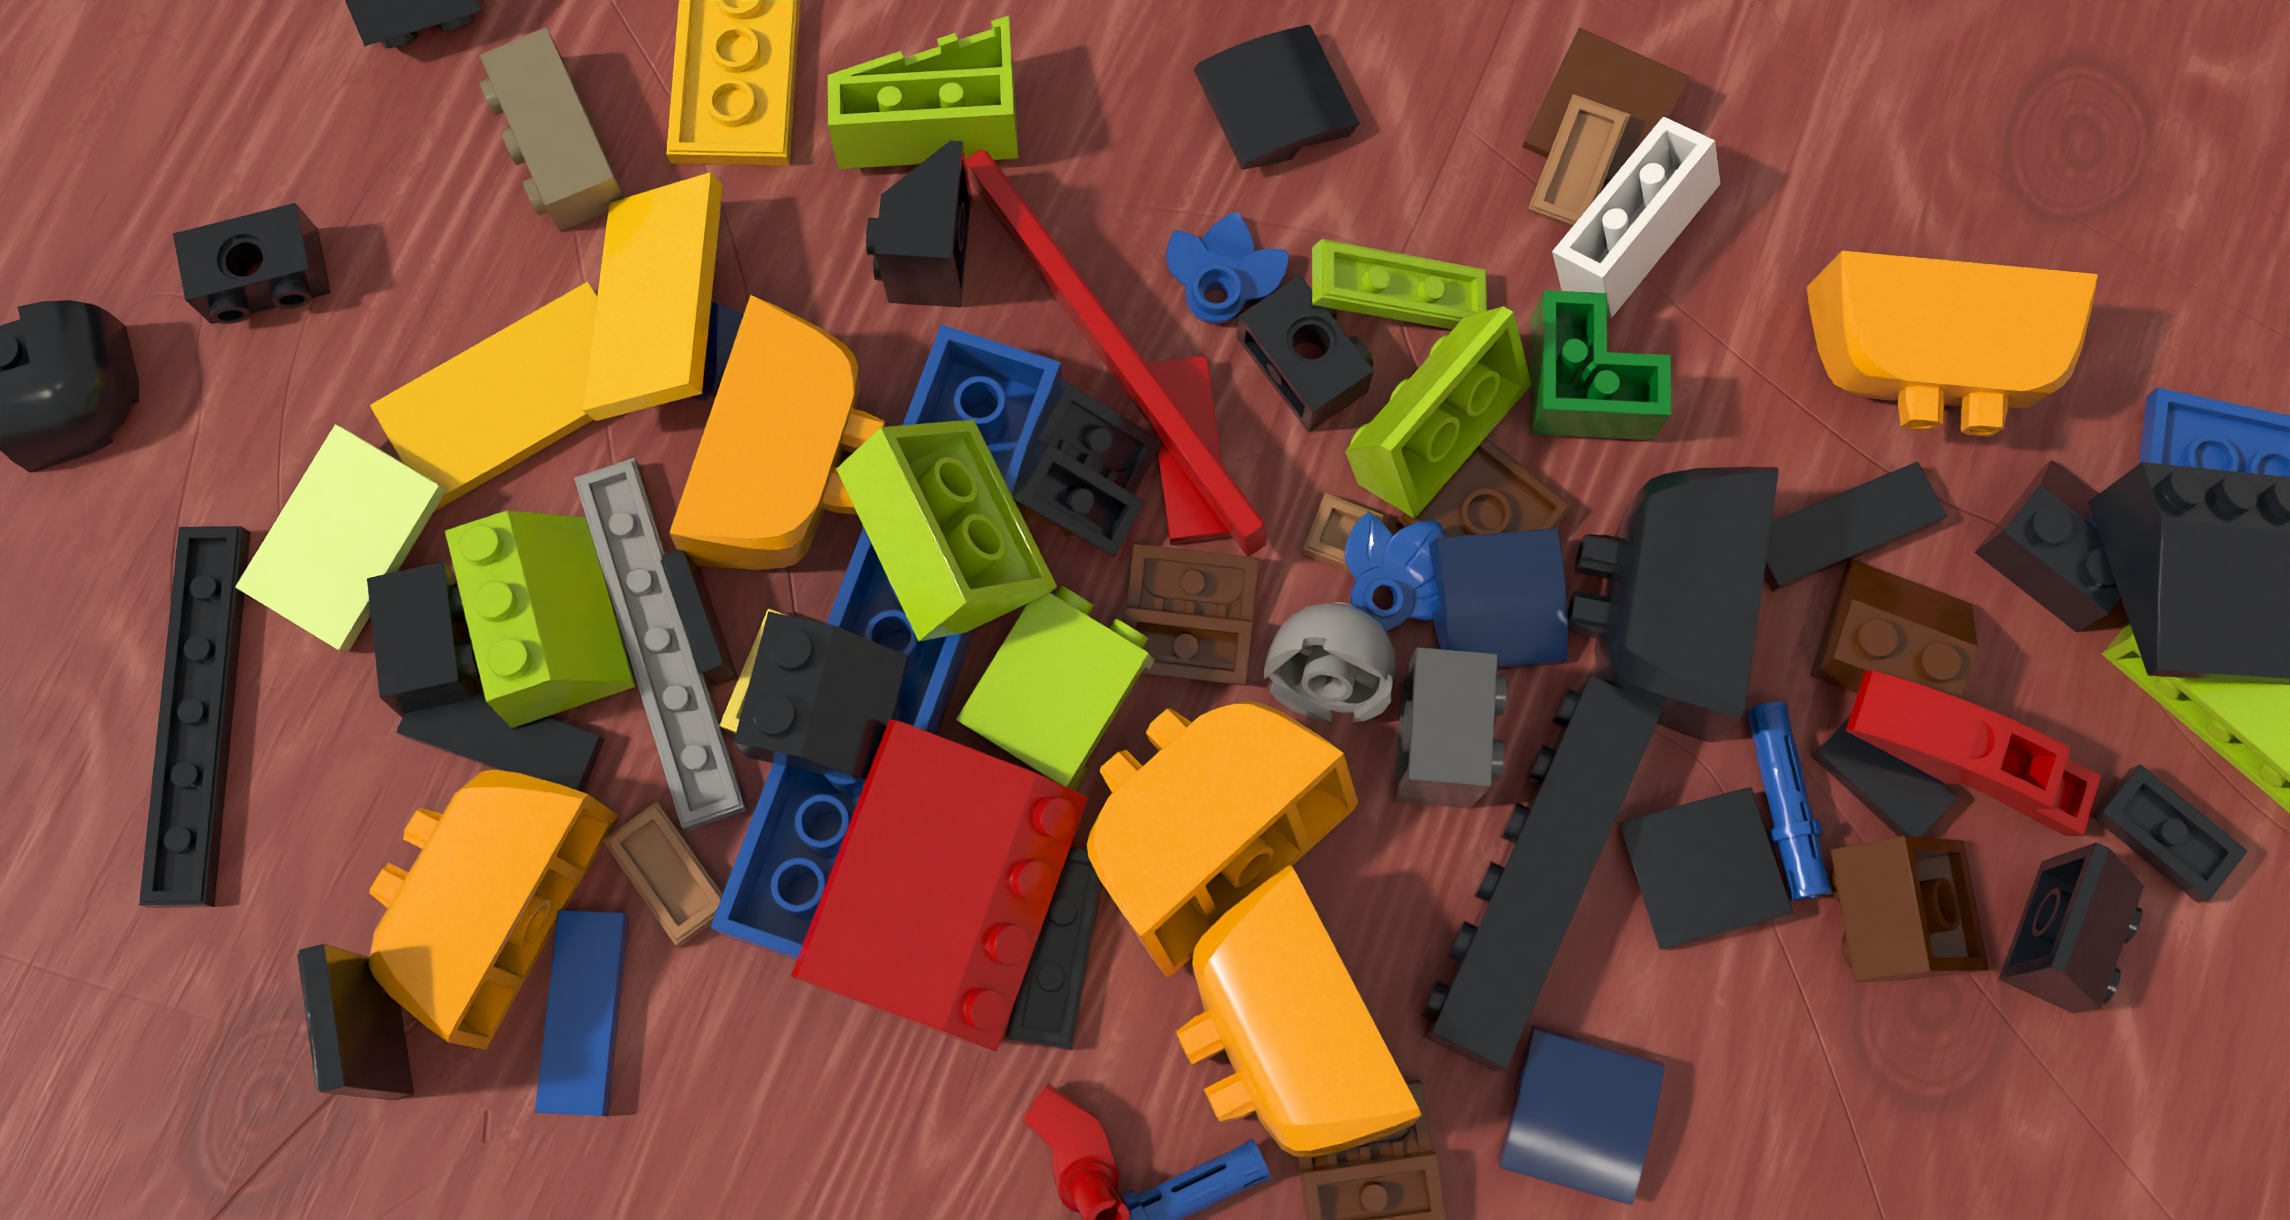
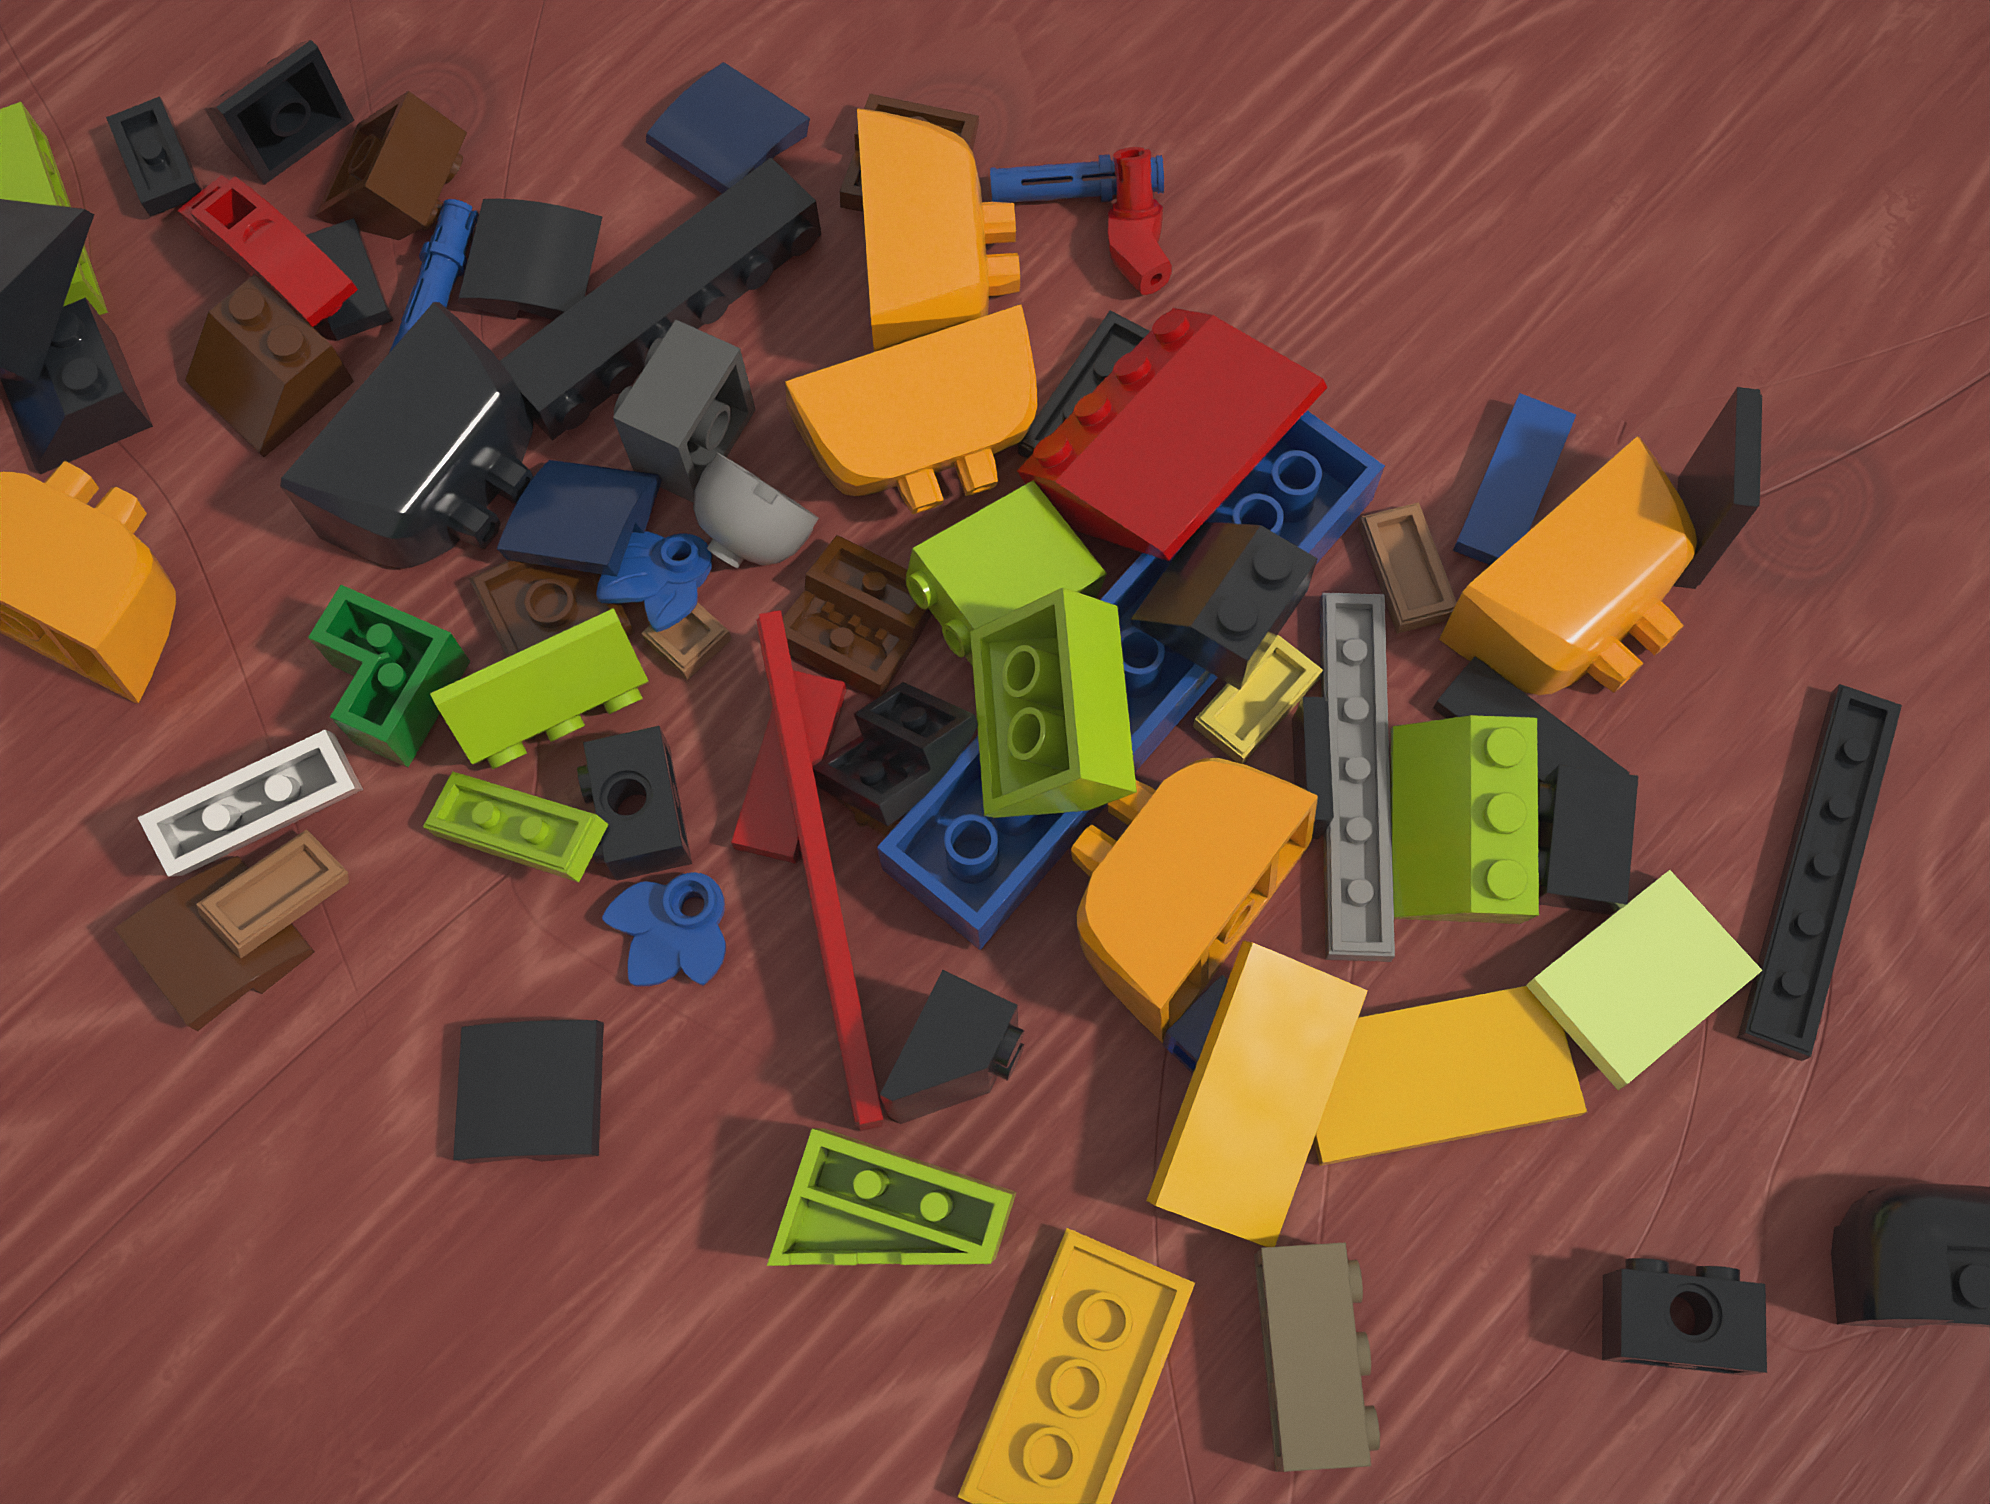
camera: 155 degrees left, 5 degrees down
(1850, 525) = (222, 479): black tile -> none

